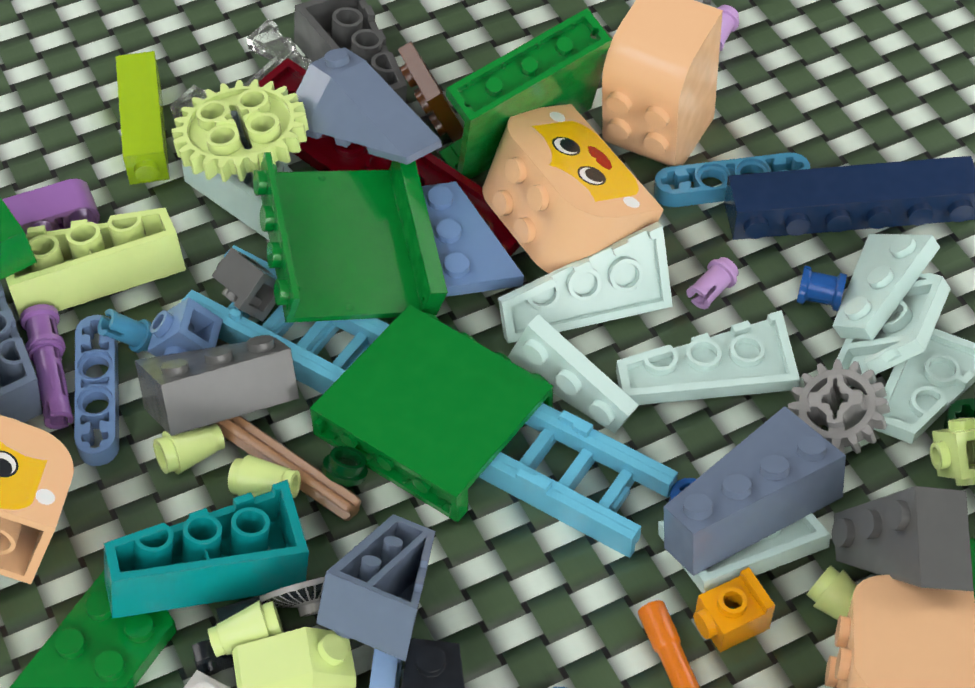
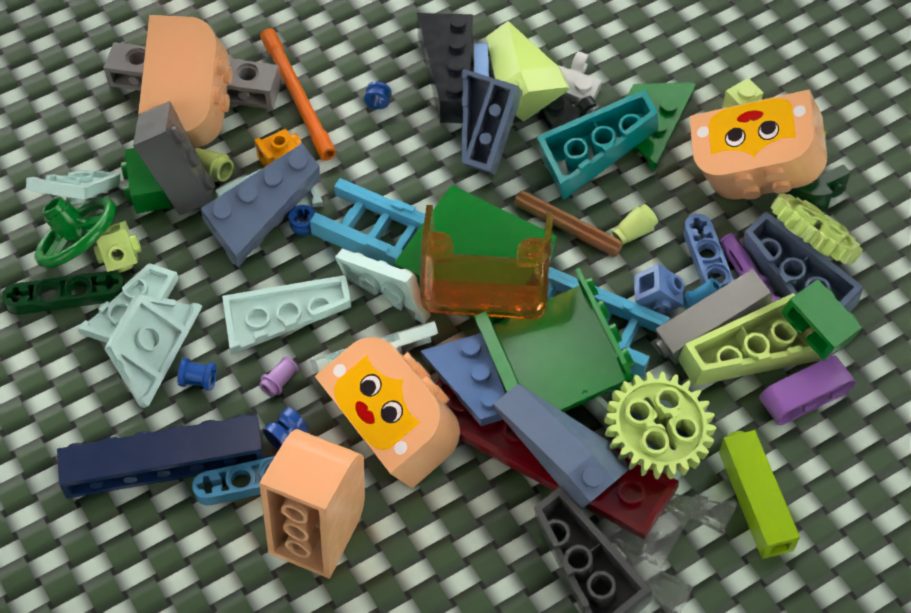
camera: 175 degrees right, 5 degrees up
(130, 285) = (718, 309): none -> light grey brick
(216, 383) = (629, 249): wedge -> none
(246, 284) = (627, 318): dark grey brick -> none
(246, 626) = (563, 103): yellowish green cone -> none
(259, 475) = (579, 203): yellowish green cone -> none
(303, 595) = (525, 144): light grey dish -> none
(345, 466) = (531, 214): dark green plate -> none
(419, 315) = (484, 283): none -> clear orange windscreen
(429, 93) = (512, 515): reddish brown plate -> none
(544, 72) = (426, 464): green panel -> none
(696, 218) = (279, 431): none -> blue wheel
(856, 414) = (183, 272): light grey gear -> none
(881, 281) = (151, 371): light aqua wing -> none

